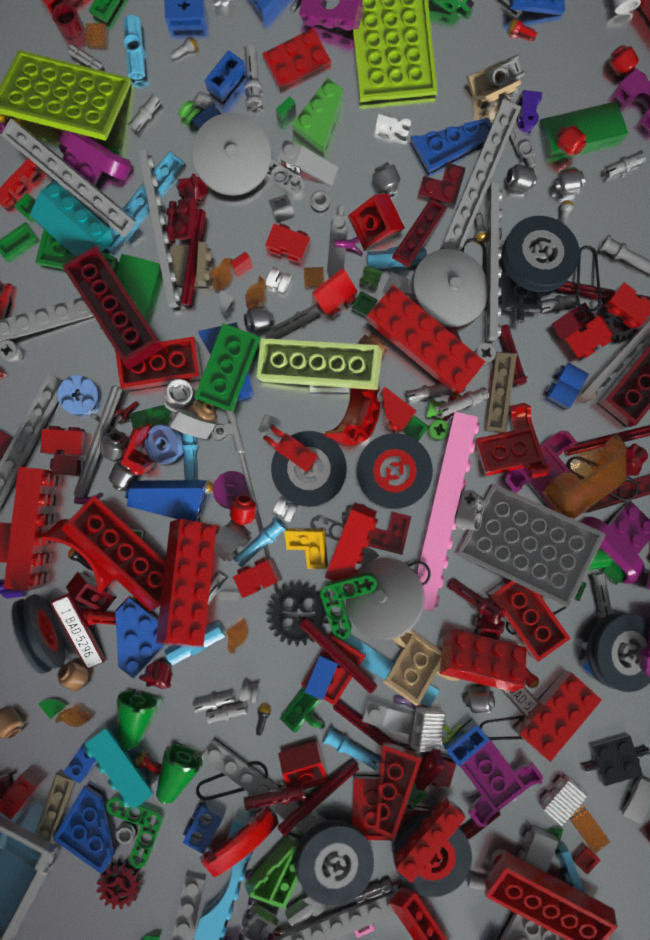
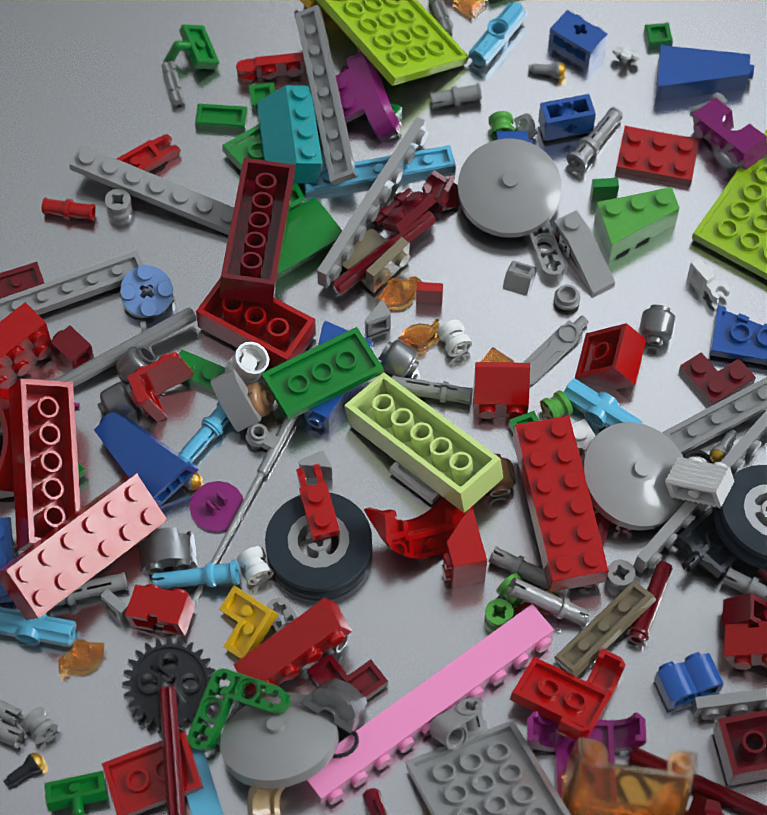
camera: 40 degrees right, 25 degrees down
(57, 440) = (91, 323): red brick -> none
(123, 413) = (176, 344): red hand -> none
(173, 444) = (201, 401): medium blue plate -> none
(242, 509) = (209, 529): red head -> none
(288, 241) = (495, 306): red brick -> none
(321, 677) = (132, 769): blue tile -> none
(348, 244) = (562, 359): magenta bar -> none
(369, 555) = (300, 684): dark grey tile -> none
(399, 553) = (341, 700): none -> flat silver cylinder
(411, 454) = (442, 614): black wheel -> none
(415, 428) = (473, 596): green tile -> none
(419, 232) = (648, 400): dark red tile -> none
(493, 265) = (699, 481): none -> white brick

